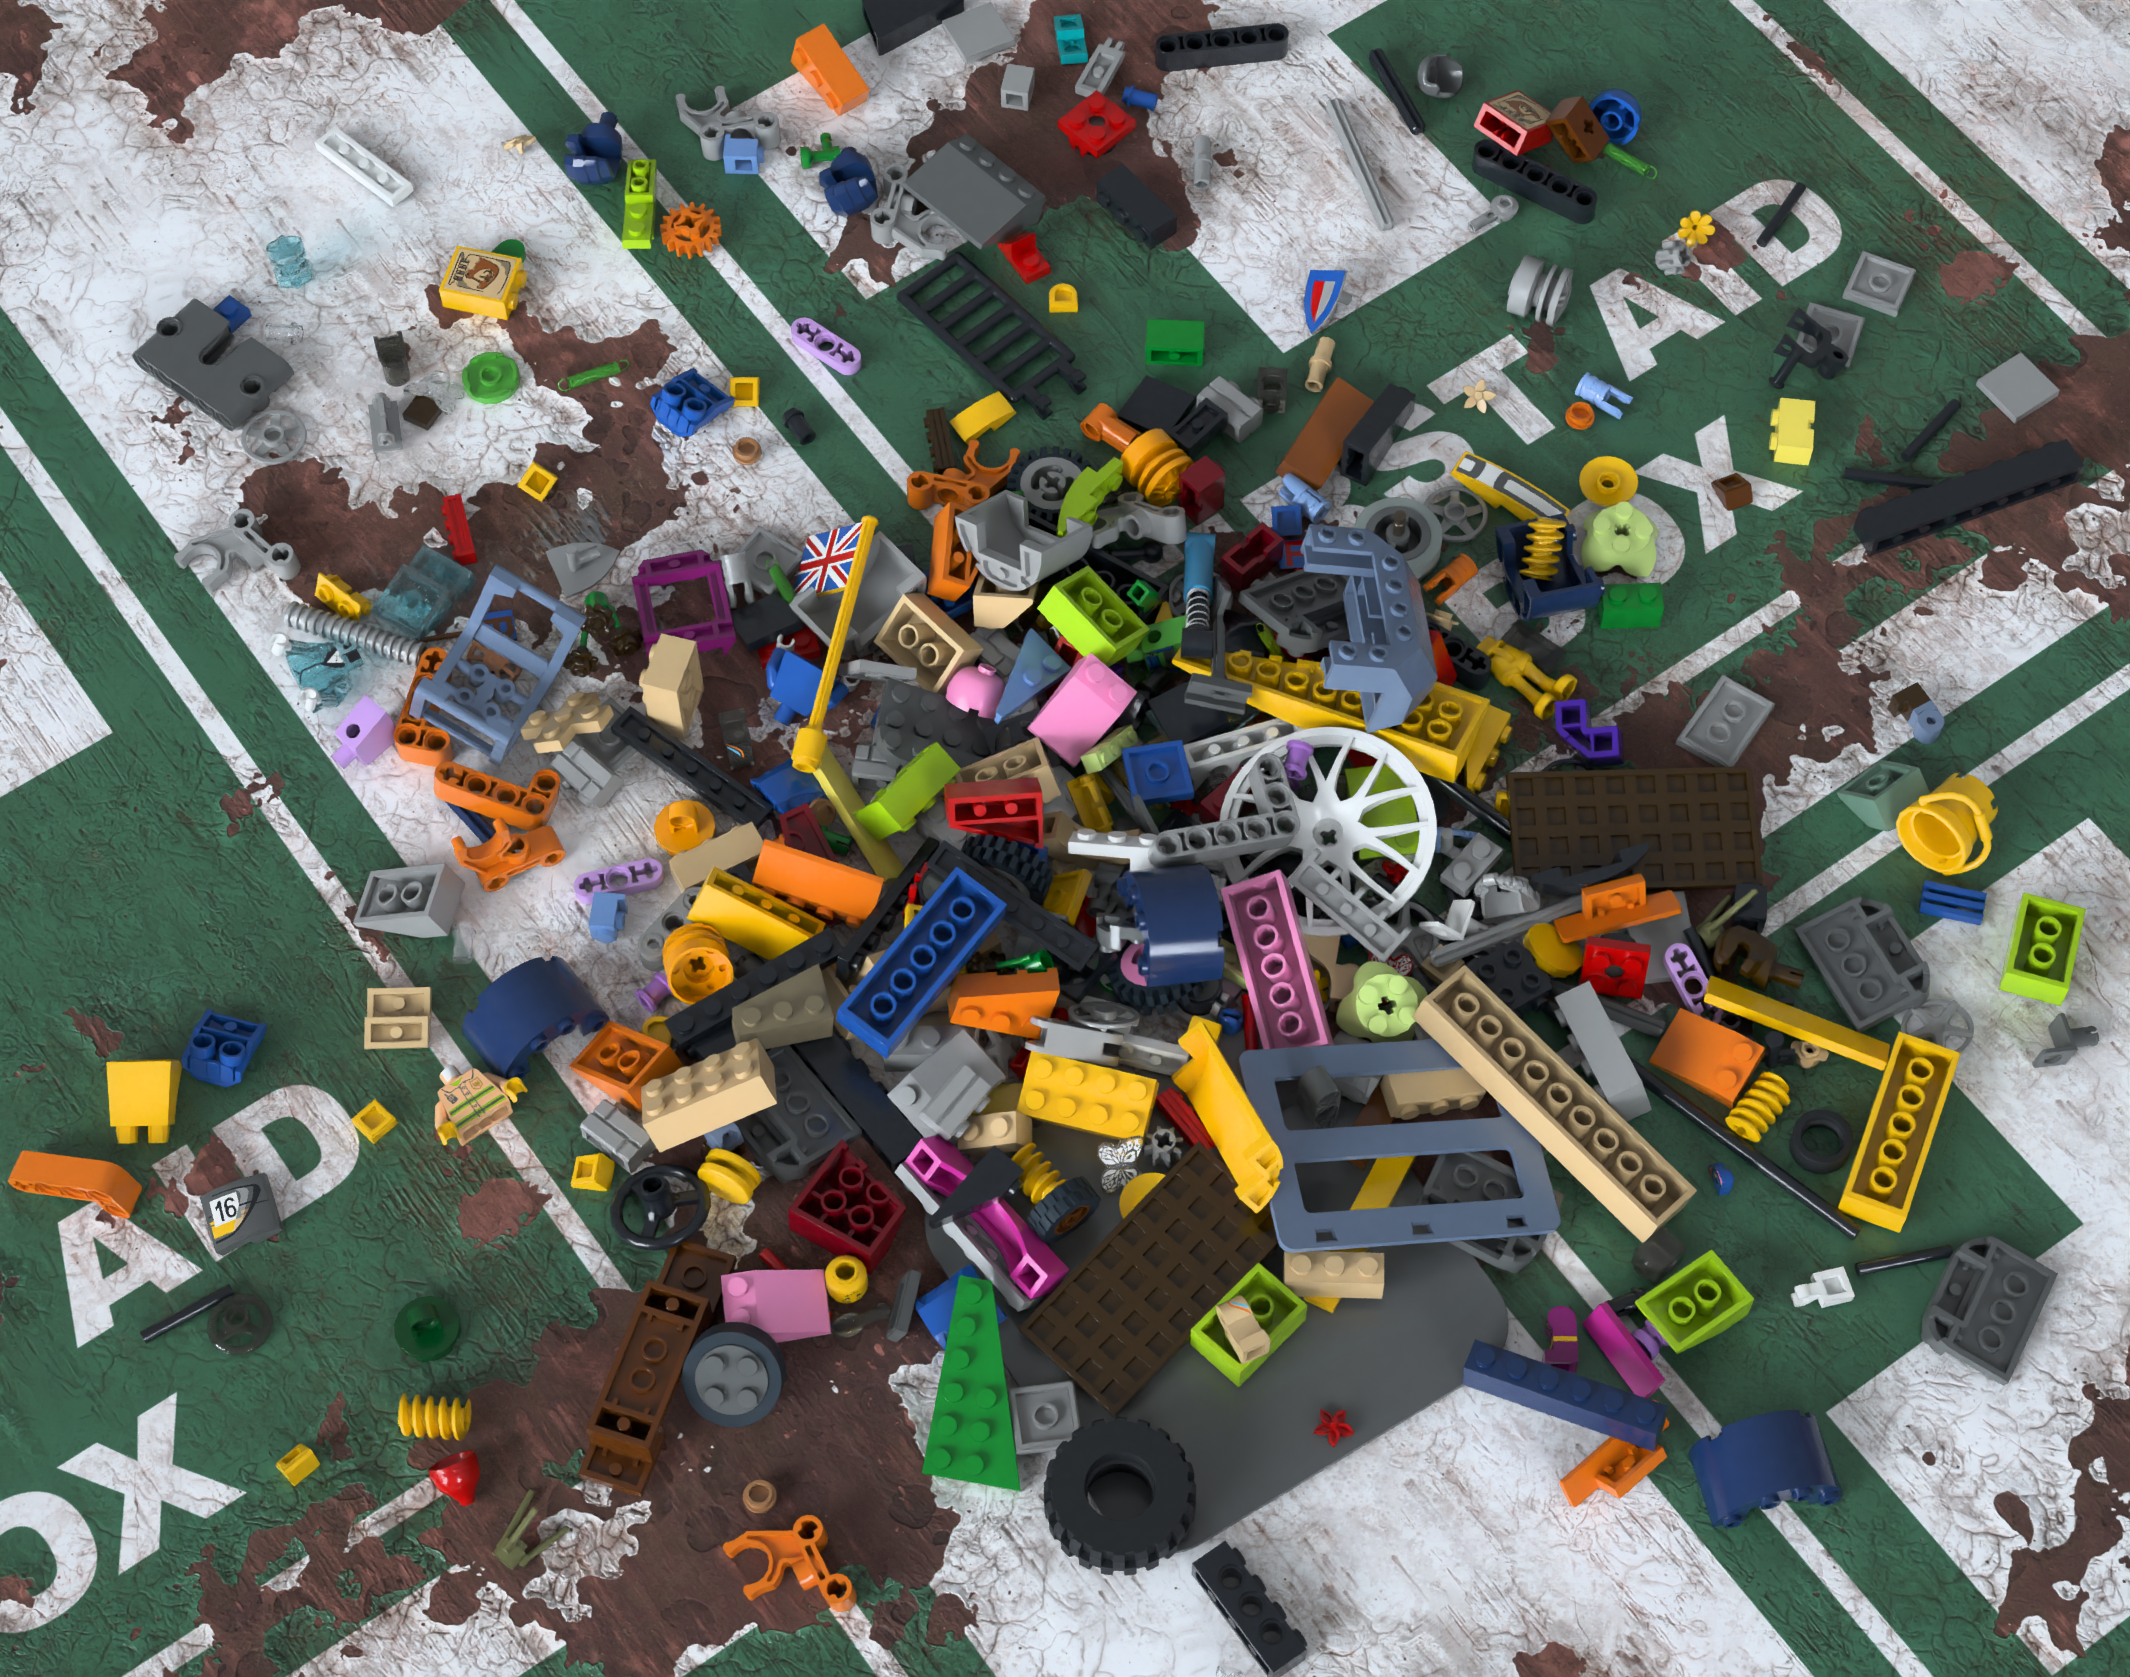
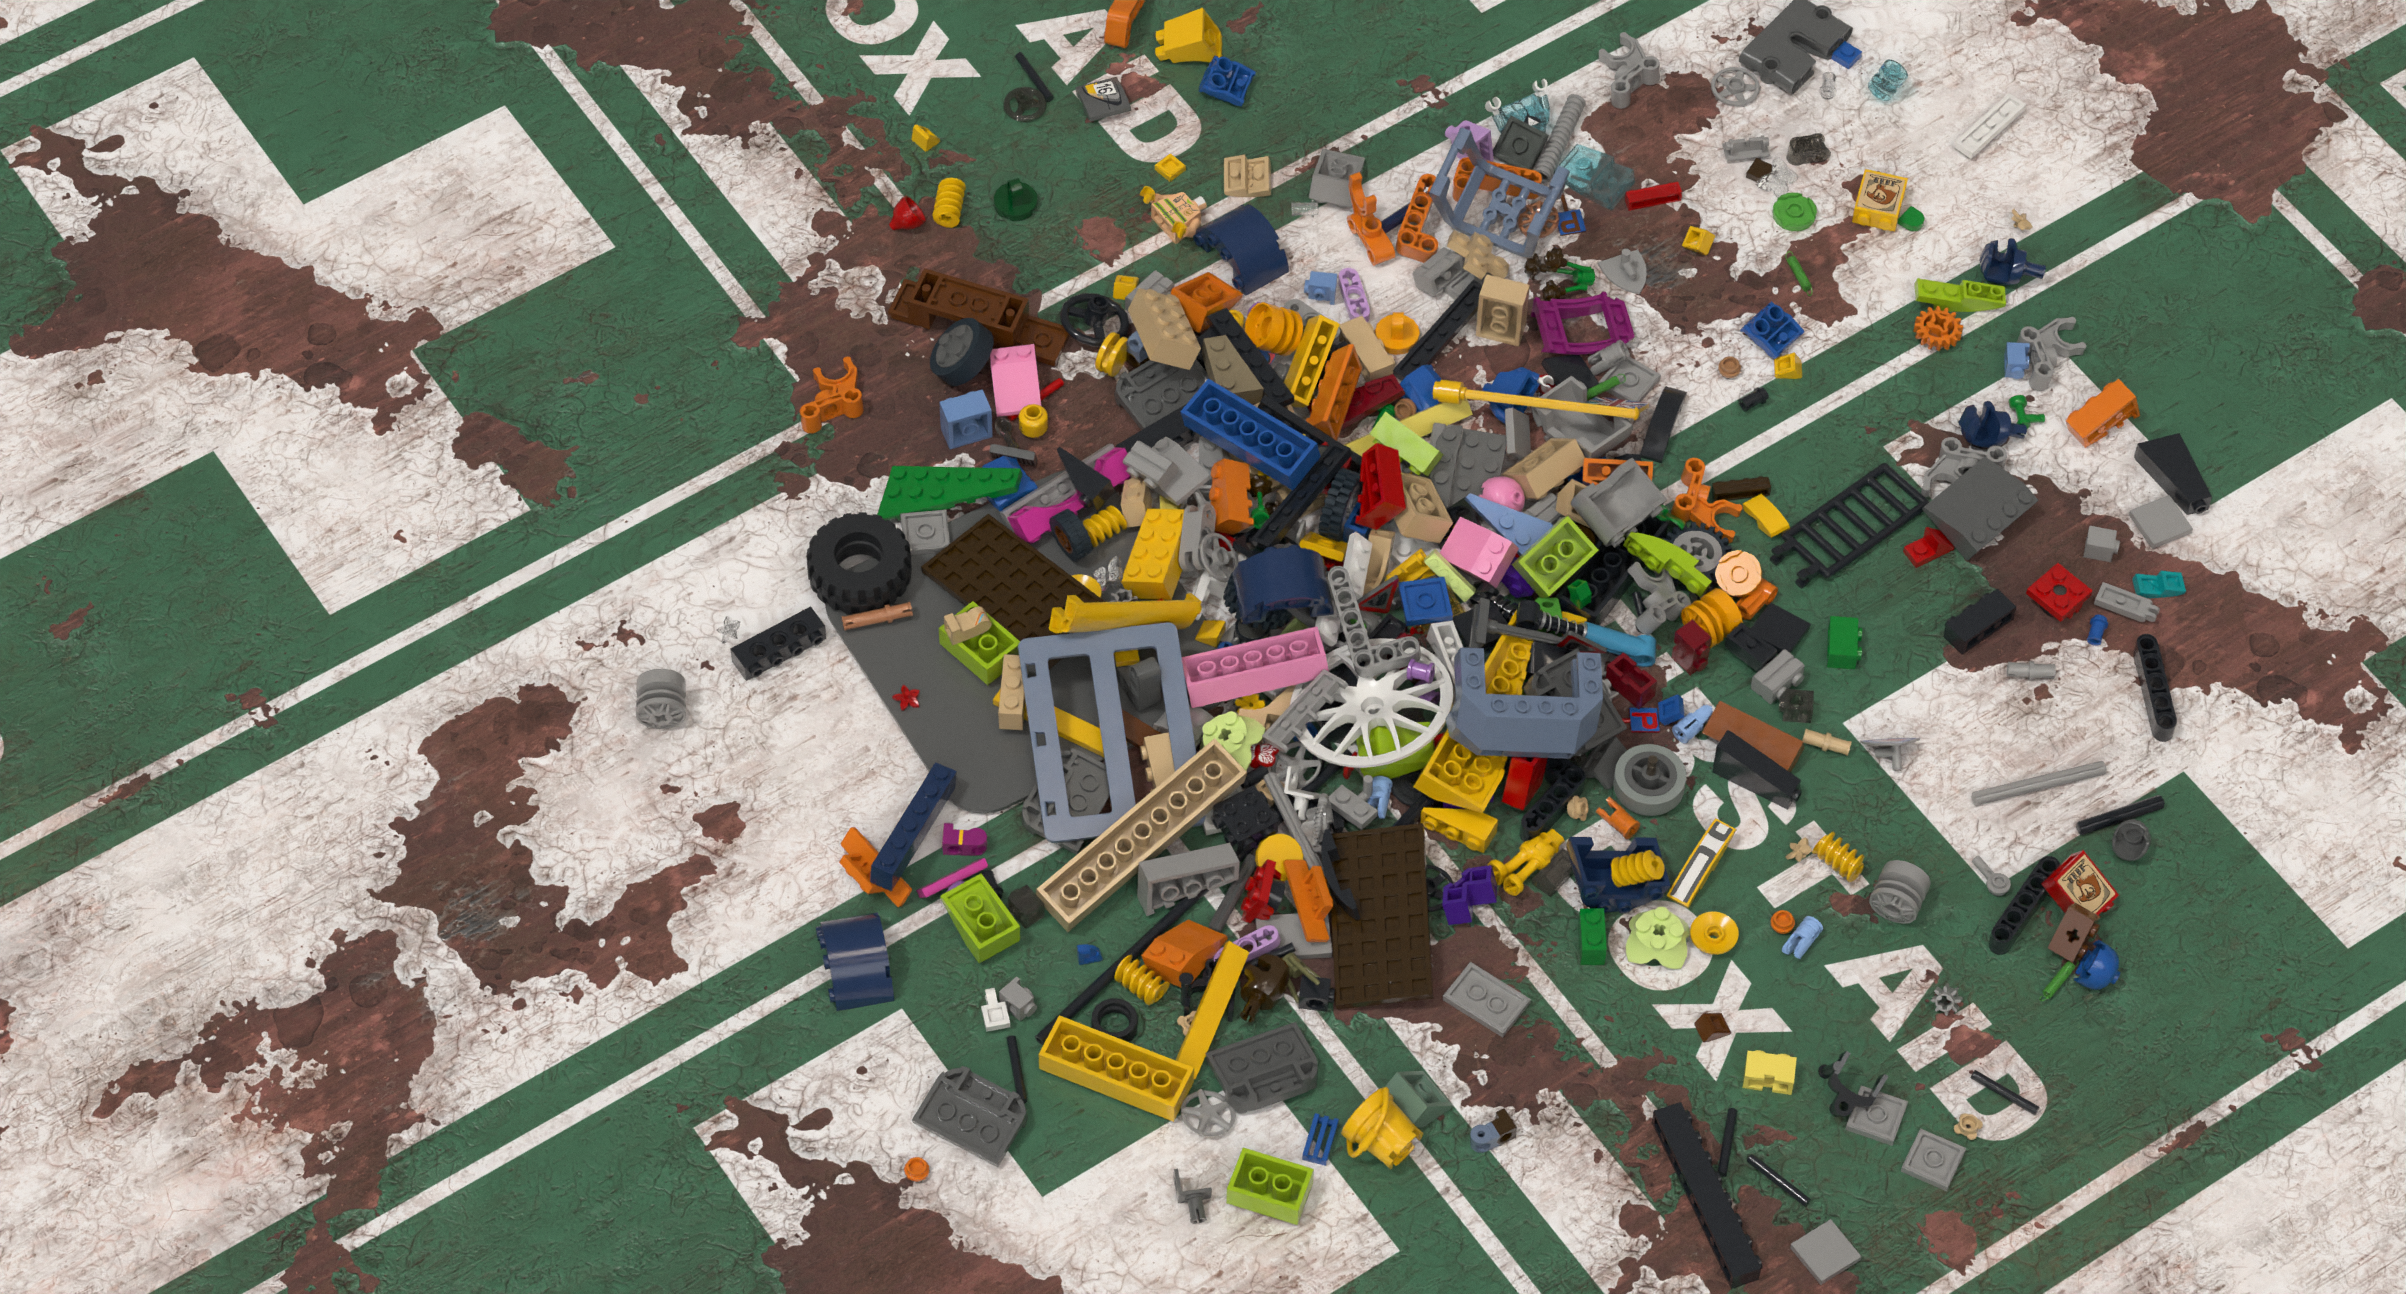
camera: 90 degrees right, 5 degrees down
(335, 594) = (1597, 125): yellow hinge -> none
(370, 672) = (1520, 144): none -> pearl dark grey tile
(511, 1548) = (856, 247): olive plant -> none
(736, 738) = (1469, 361): clear smoke leg -> none
(759, 1496) = (883, 378): medium nougat plate -> none
(822, 516) = (1662, 424): none -> black slope
(831, 356) = (1831, 426): lavender beam -> none
(847, 1210) = (1083, 419): dark red wedge -> none
(849, 1367) = (966, 419): none -> medium blue brick
(1063, 299) = (1887, 573): yellow tile -> none
(1091, 434) = (1738, 573): none -> tile
(1198, 1455) = (871, 617): none -> nougat pin
(1456, 513) = (1683, 828): light grey wheel -> none
(1487, 353) = (1839, 856): none -> yellow piece
(1695, 228) = (1982, 1021): yellow plant -> none
(1804, 1259) = (1018, 999): none -> light grey brick
(1837, 245) = (1970, 1120): none -> tan plate
(2076, 1375) = (916, 1169): none -> orange plate

